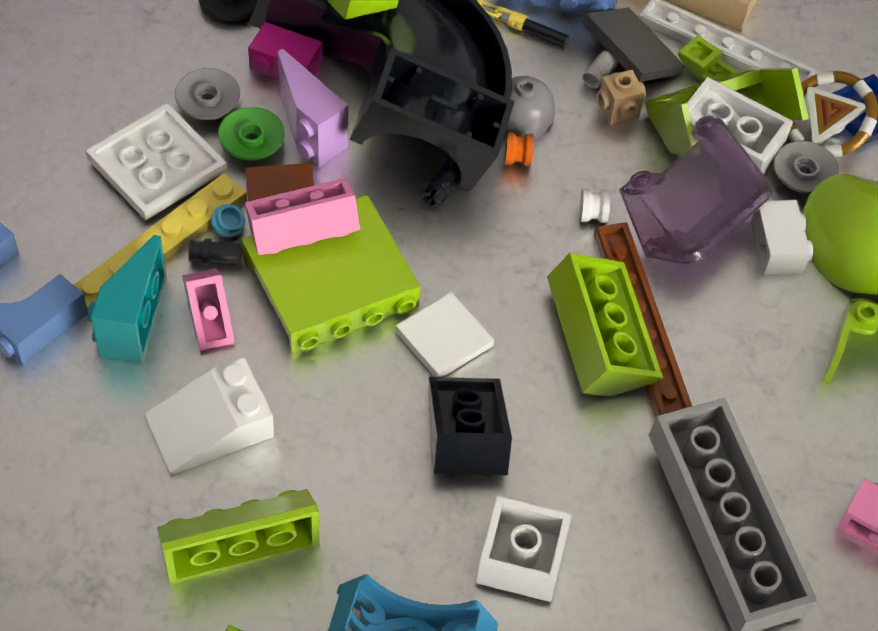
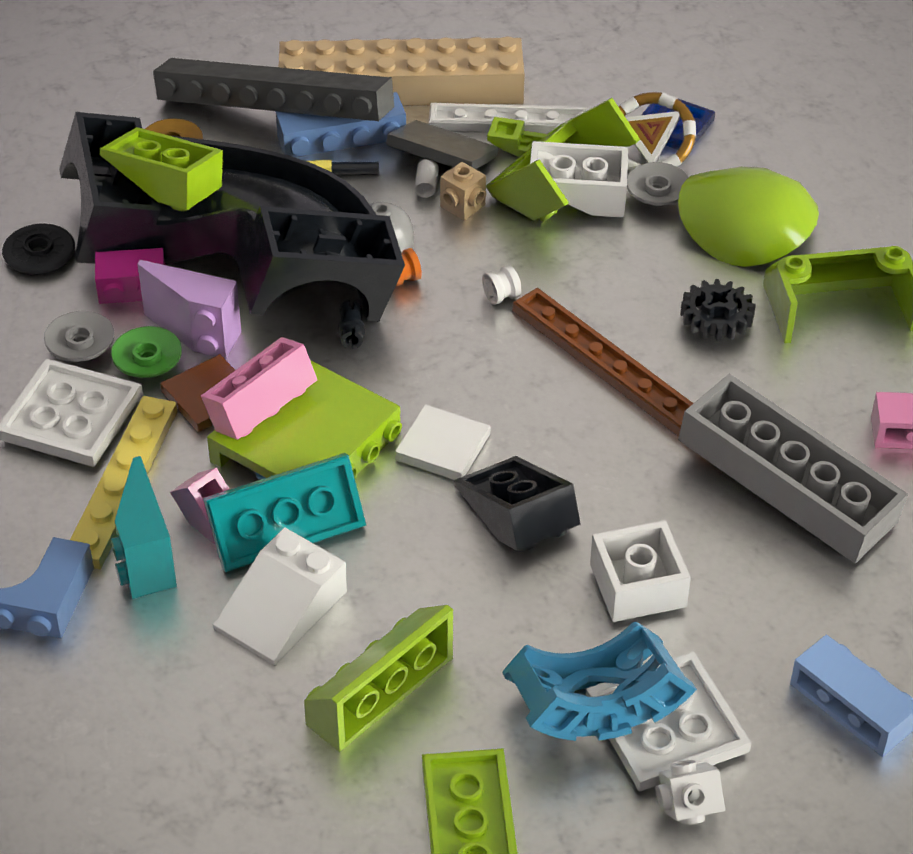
camera: 25 degrees left, 10 degrees down
(216, 252) = (179, 464): black pin -> none
(228, 220) = (177, 432): medium azure plate -> none
(271, 338) = (307, 500): none -> teal tile
(603, 325) = (577, 373): lime slope -> none
(697, 197) = (594, 238): clear purple windscreen -> none
(776, 321) = (717, 309): none -> black gear
(781, 238) = (675, 245): white brick -> none

